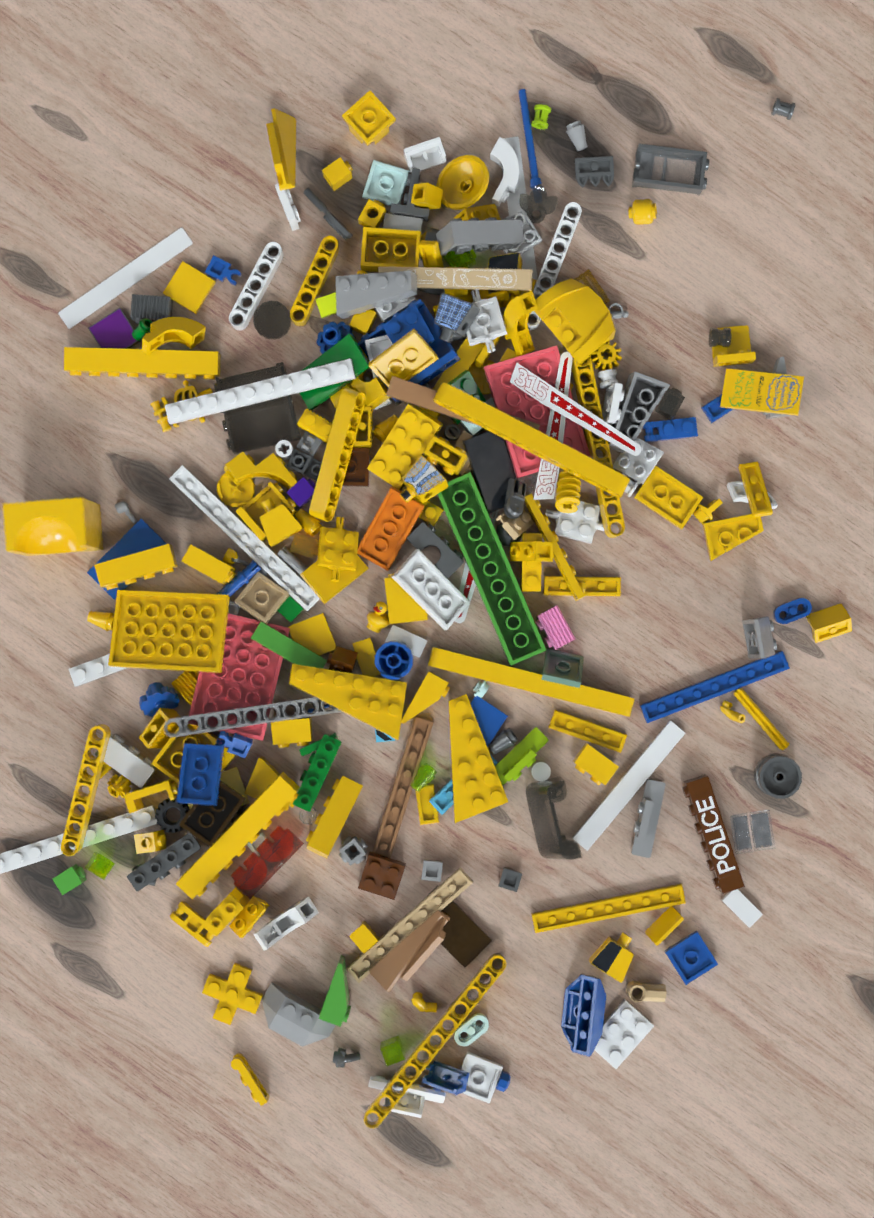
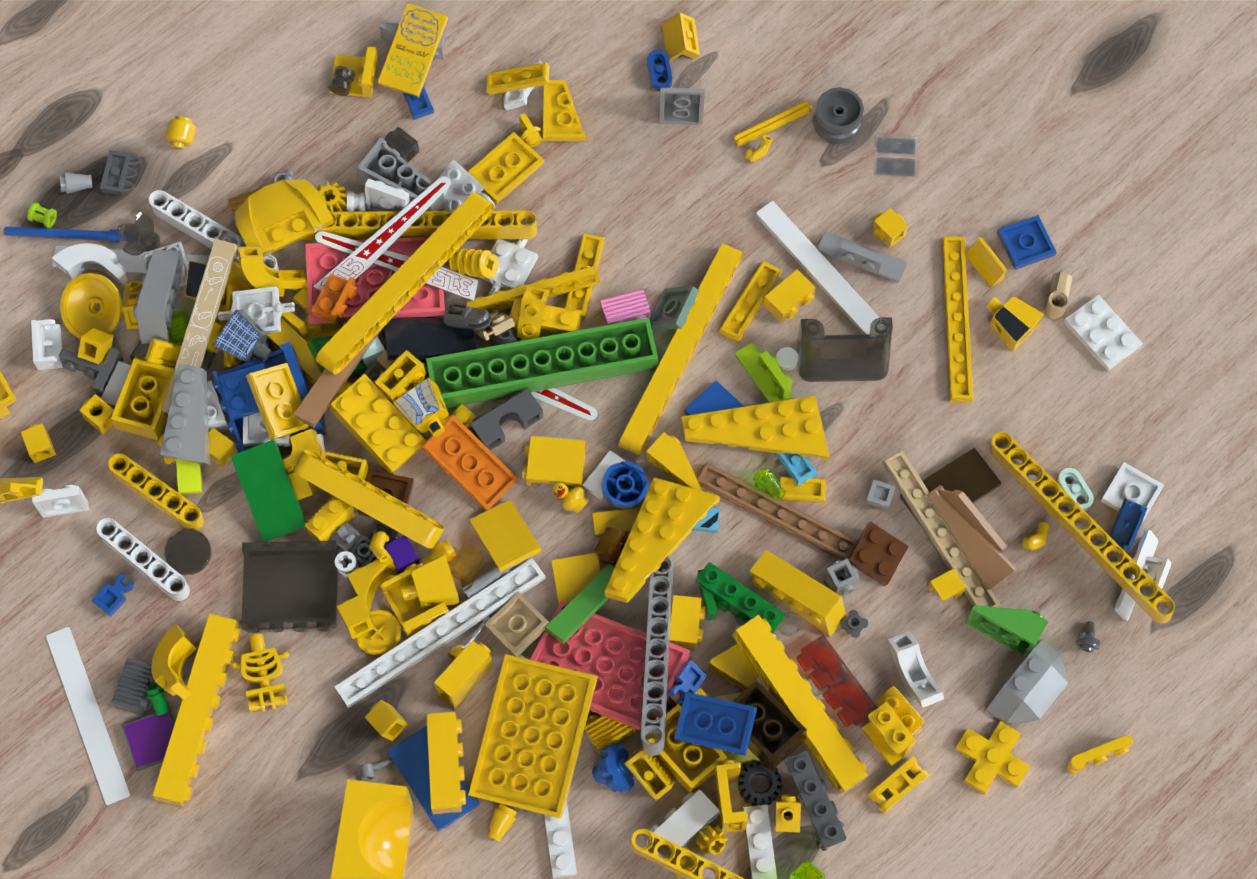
camera: 75 degrees left, 20 degrees down
(162, 512) = (386, 720): none -> yellow brick
(189, 287) = (121, 639): yellow tile -> none
(241, 578) = (489, 640): blue pin -> none
(260, 391) = (271, 573): white plate -> none
(290, 609) = (539, 597): green tile -> none
(302, 470) = (377, 546): none -> yellow arm
(319, 871) = (855, 630): none -> dark grey plate
(330, 218) = (84, 462): dark grey piece -> none
(332, 334) = (227, 484): blue plant -> none
(337, 549) = (479, 524): yellow plate -> none
(383, 429) = (350, 445): yellow cone -> none
(385, 183) = (65, 394): light aqua tile -> none
(392, 1050) = (1087, 580): clear neon green brick -> none
(431, 589) = (551, 429): white tile -> none
(481, 688) = (678, 402): light aqua plate -> none
(503, 741) = (744, 389): dark grey cone -> none
(503, 1082) = (1141, 464): blue tile -> none
(506, 382) = (334, 298): none -> orange bracket
(510, 879) = (906, 413): dark grey plate -> none
(584, 1014) = (1072, 363): blue wedge -> none
(670, 169) = (141, 97): door -> none
(671, 429) = (430, 151): blue plate -> none
(680, 837) = (889, 227): none -> yellow brick
(713, 833) = (891, 192): reddish brown brick -> none
(714, 687) = (727, 165): blue tile -> none
(742, 907) = (978, 182): white tile -> none

